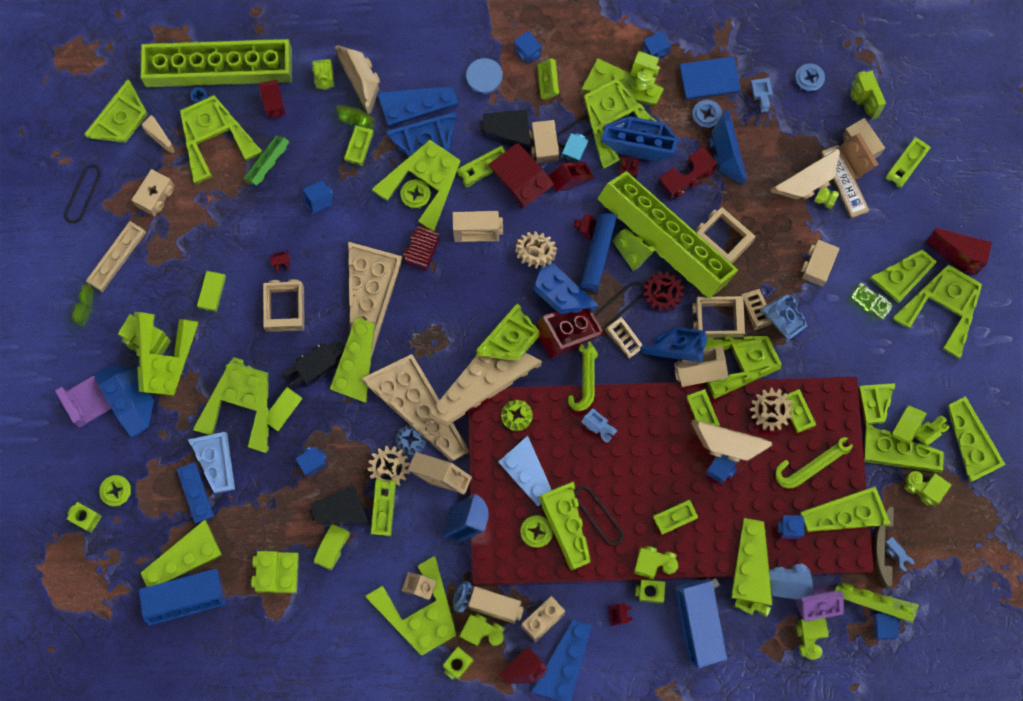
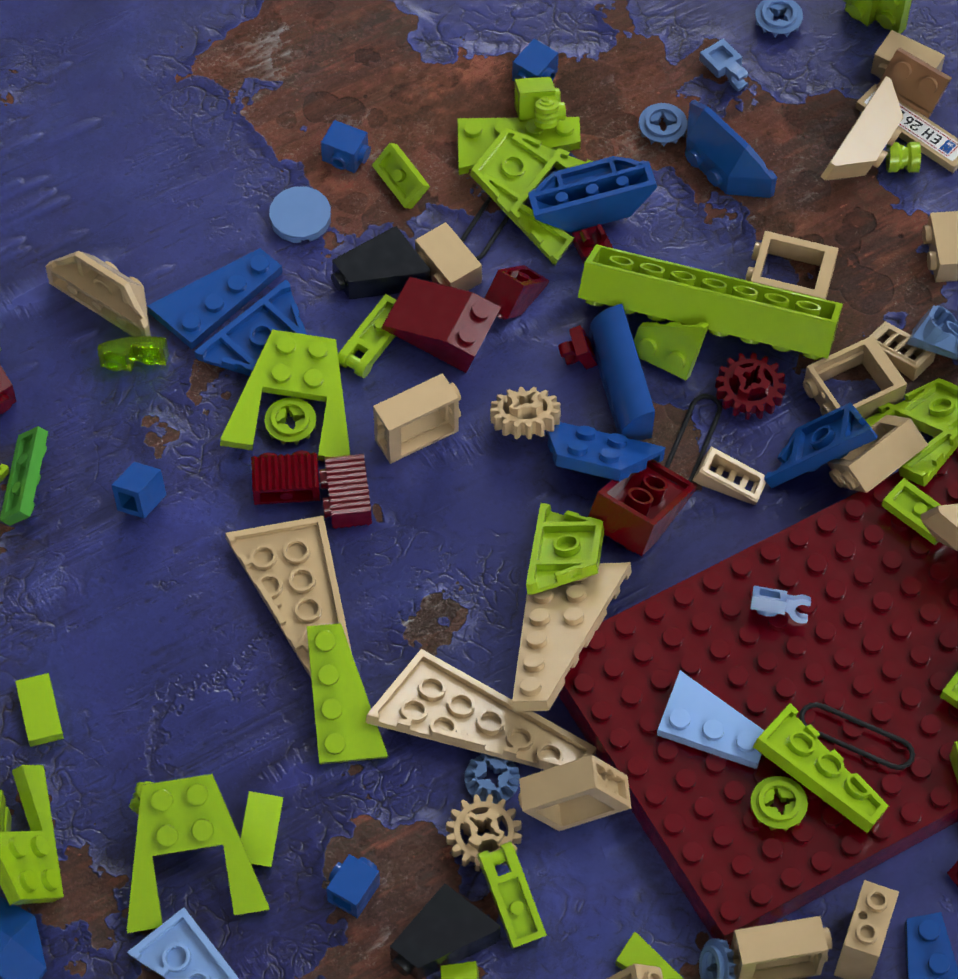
camera: 30 degrees left, 15 degrees down
(279, 325) = (188, 701): tan window -> none
(280, 258) = (127, 607): dark red tile -> none
(315, 364) = (276, 735): black hinge -> none
(323, 74) = (47, 313): lime brick -> none
(359, 145) = (161, 391): lime plate -> none
(394, 225) = (285, 478): none -> dark red brick
(466, 519) = (661, 835): blue brick -> none
(519, 423) = (633, 659): lime gear -> none
(574, 148) = (498, 249): medium azure brick -> none
(588, 378) = (698, 526): lime piece -> none
(676, 184) = (676, 233): dark red arch -> none
(709, 78) = (637, 77): blue tile -> none

